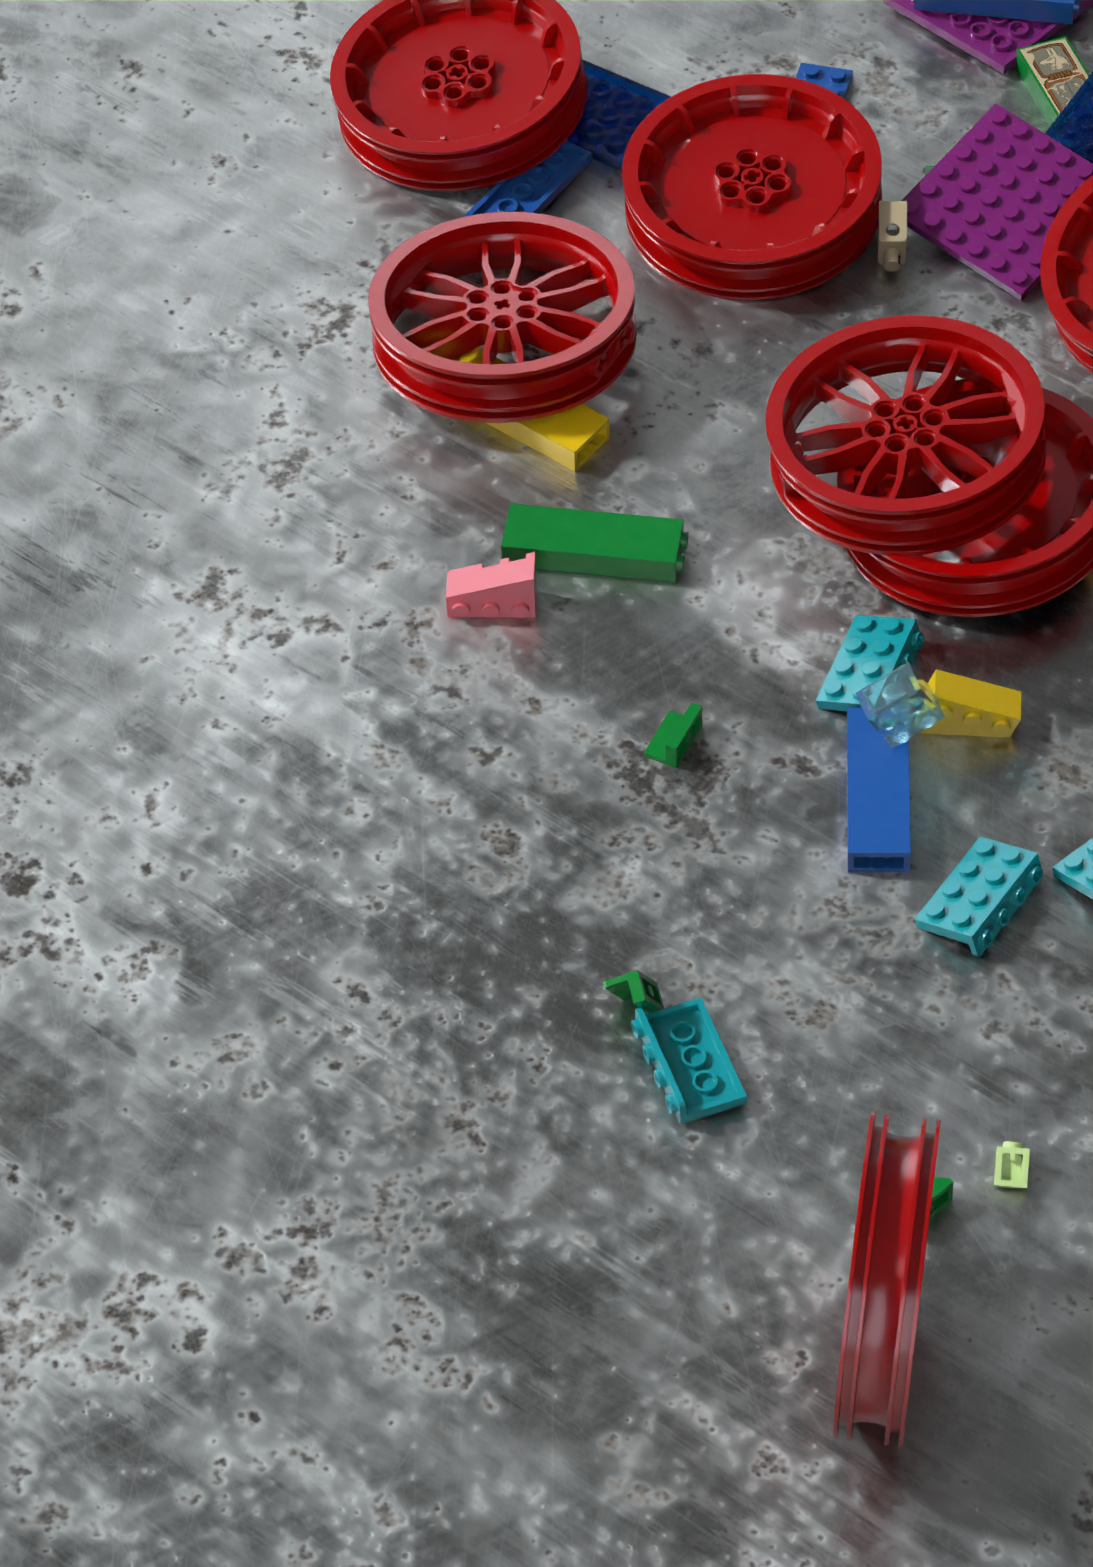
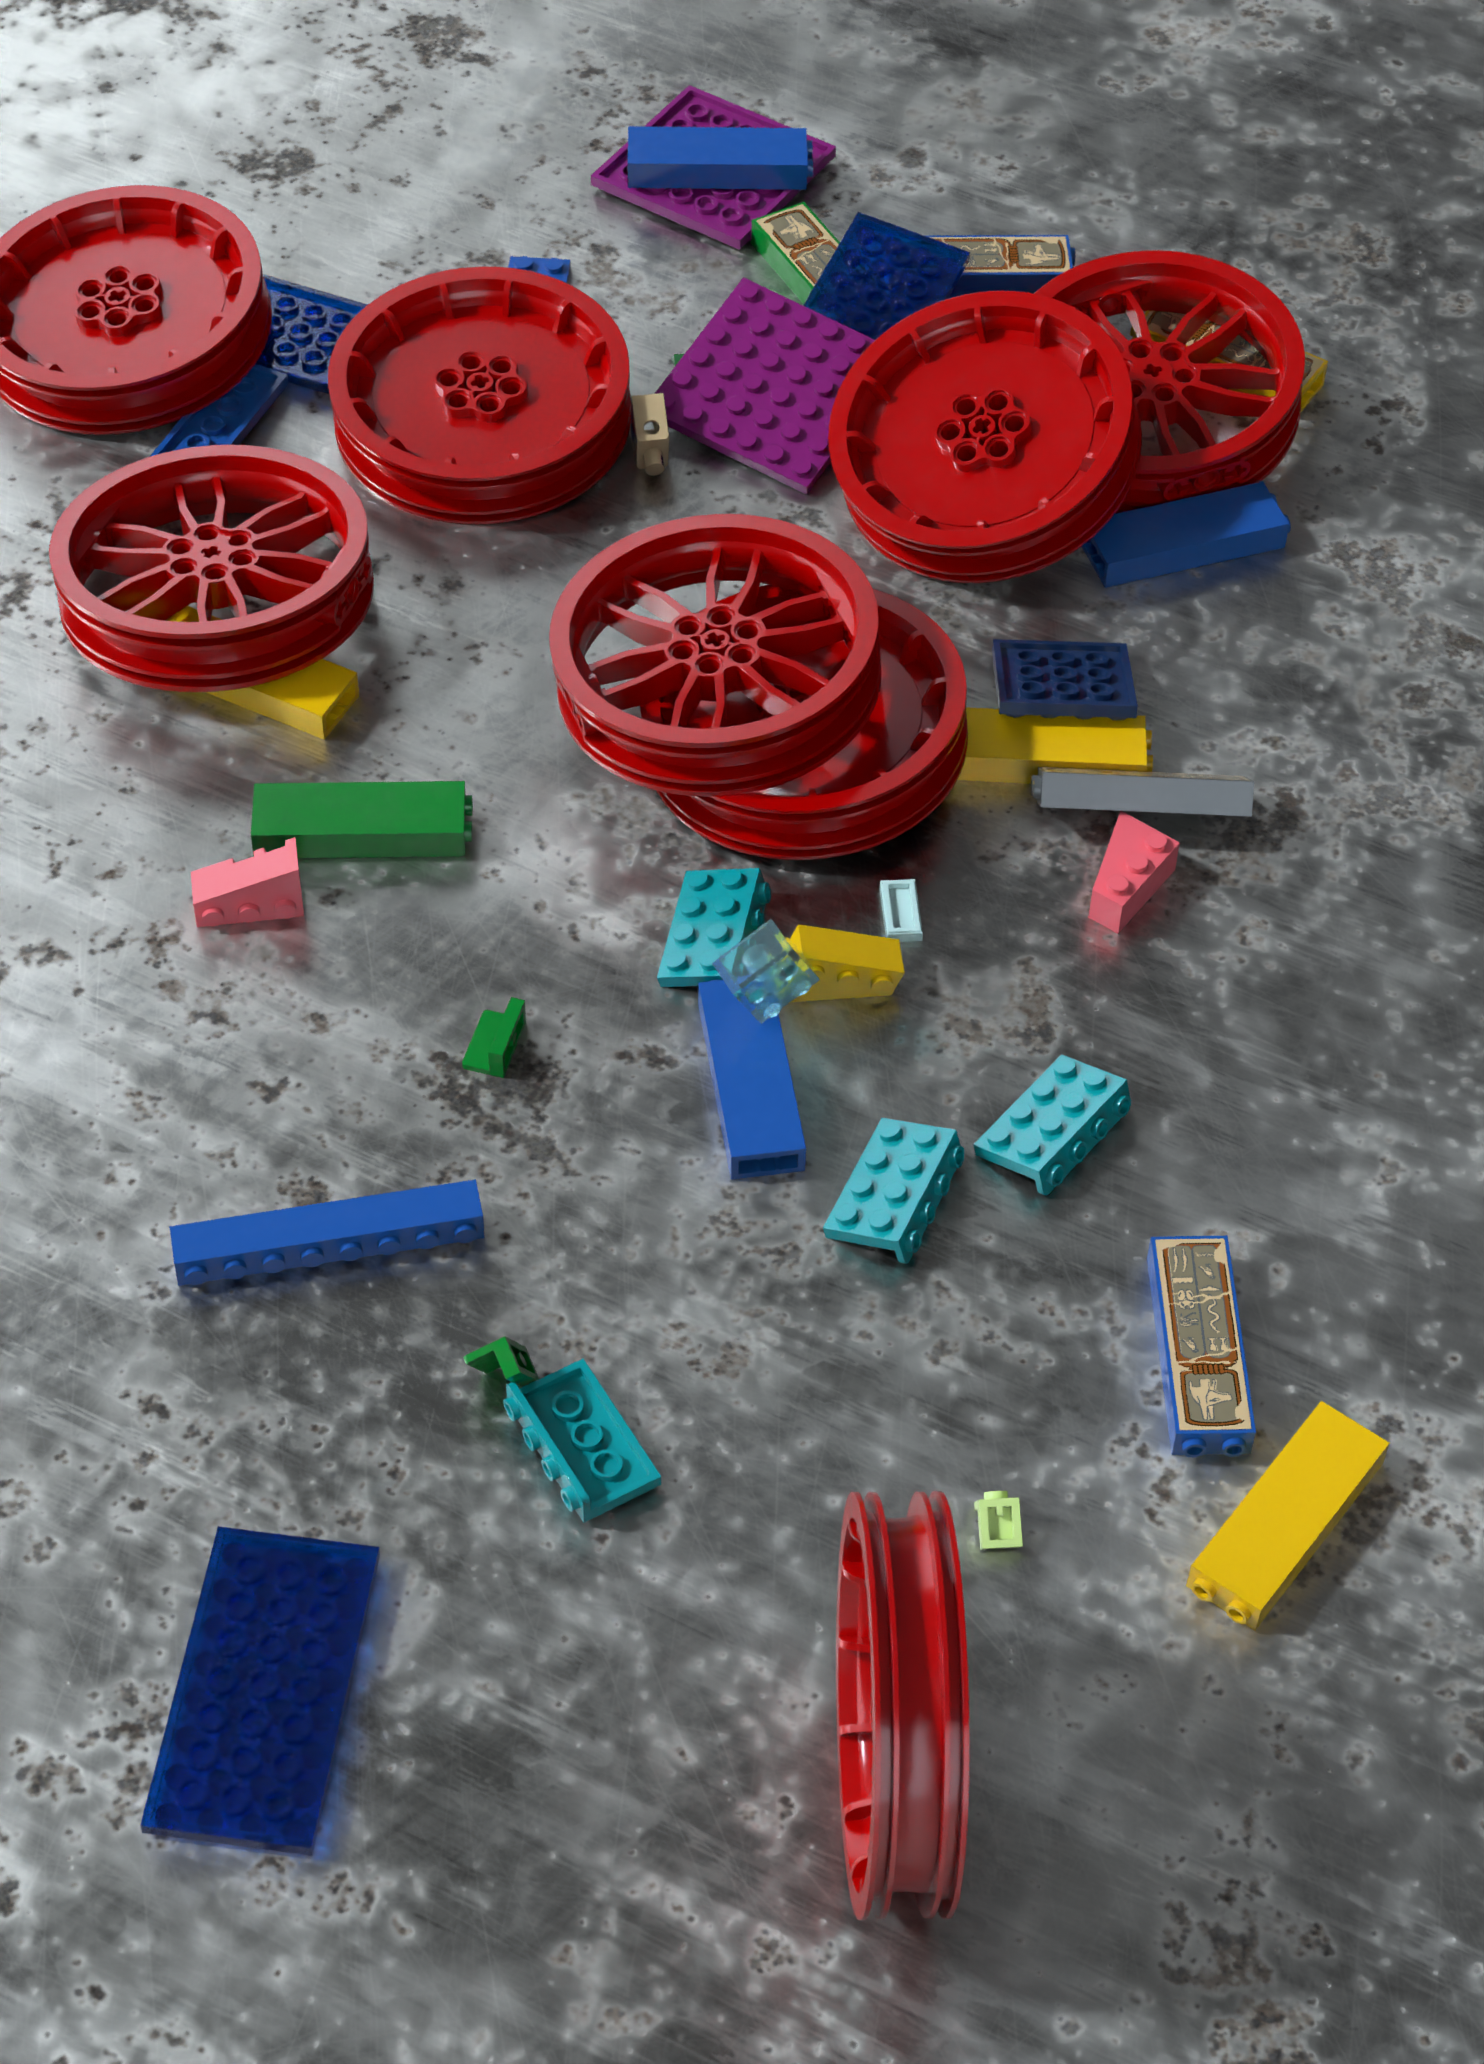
camera: 15 degrees left, 0 degrees up
(410, 1215) = (262, 1692): none -> clear blue plate
(514, 873) = (327, 1232): none -> blue brick
(1031, 667) = (901, 910): none -> light aqua tile

